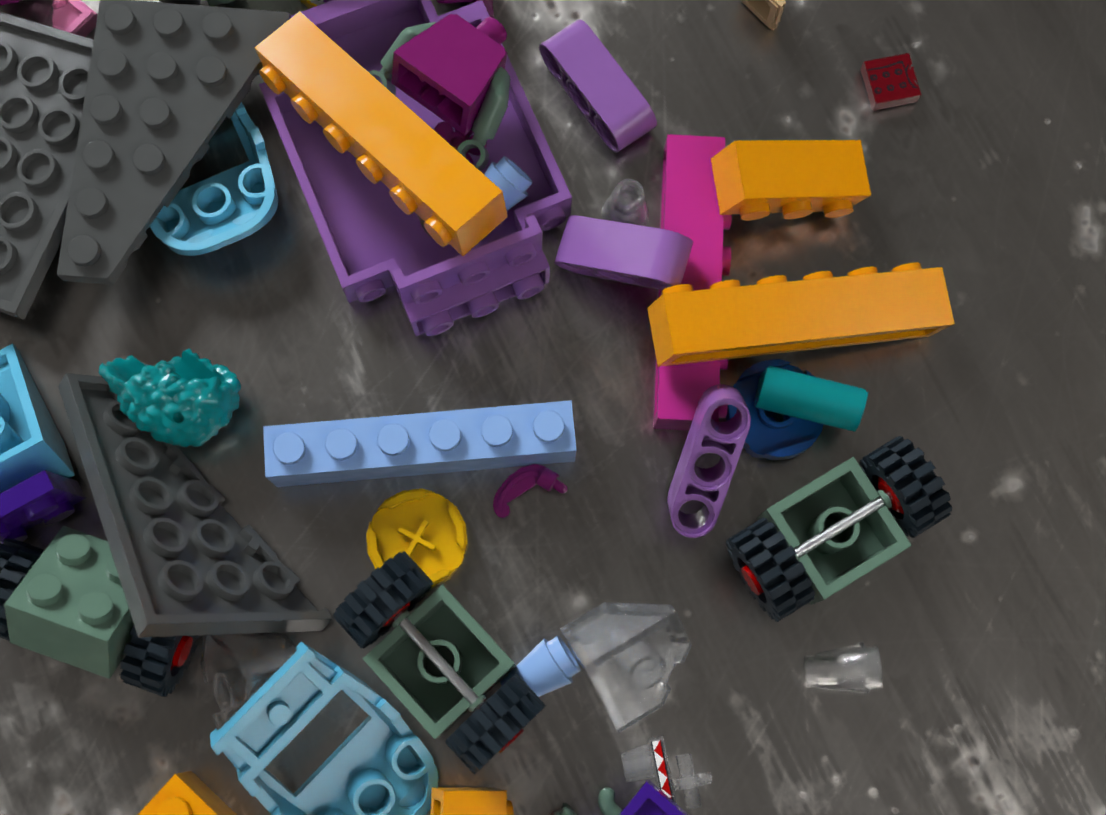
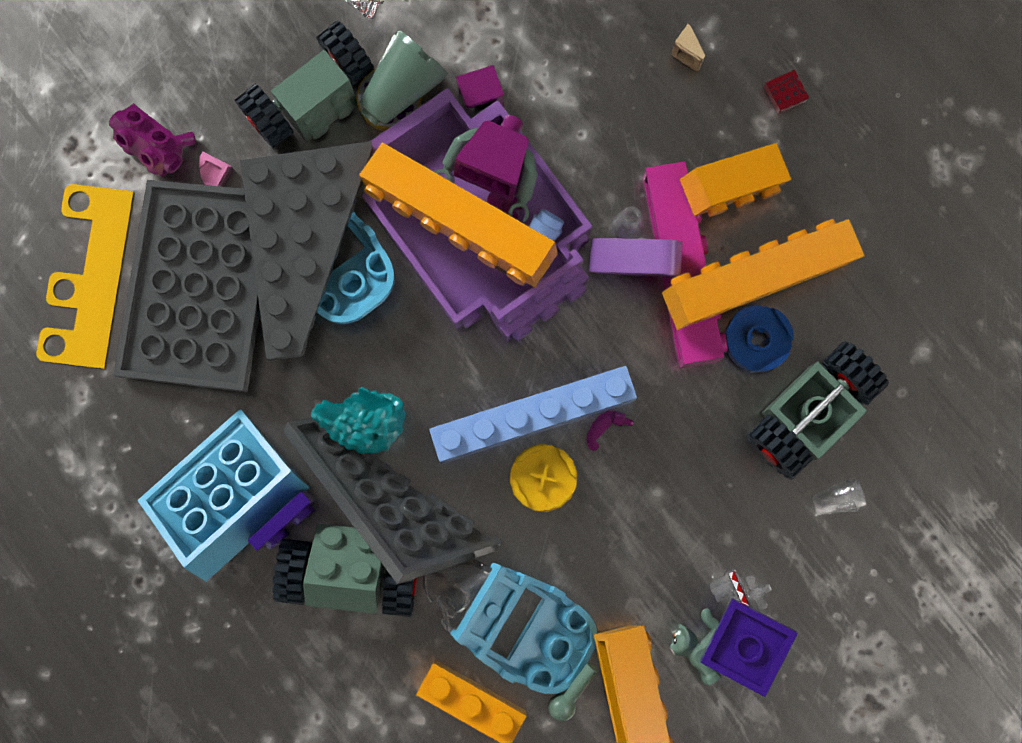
camera: 10 degrees left, 5 degrees up
(438, 661) = (583, 555): brick -> none
(546, 667) = (645, 545): light blue cone -> none
(598, 85) = (588, 141): medium lavender beam -> none
(628, 656) = (699, 522): clear slope -> none
(712, 483) = (720, 370): medium lavender beam -> none
(810, 398) = (781, 328): teal brick -> none

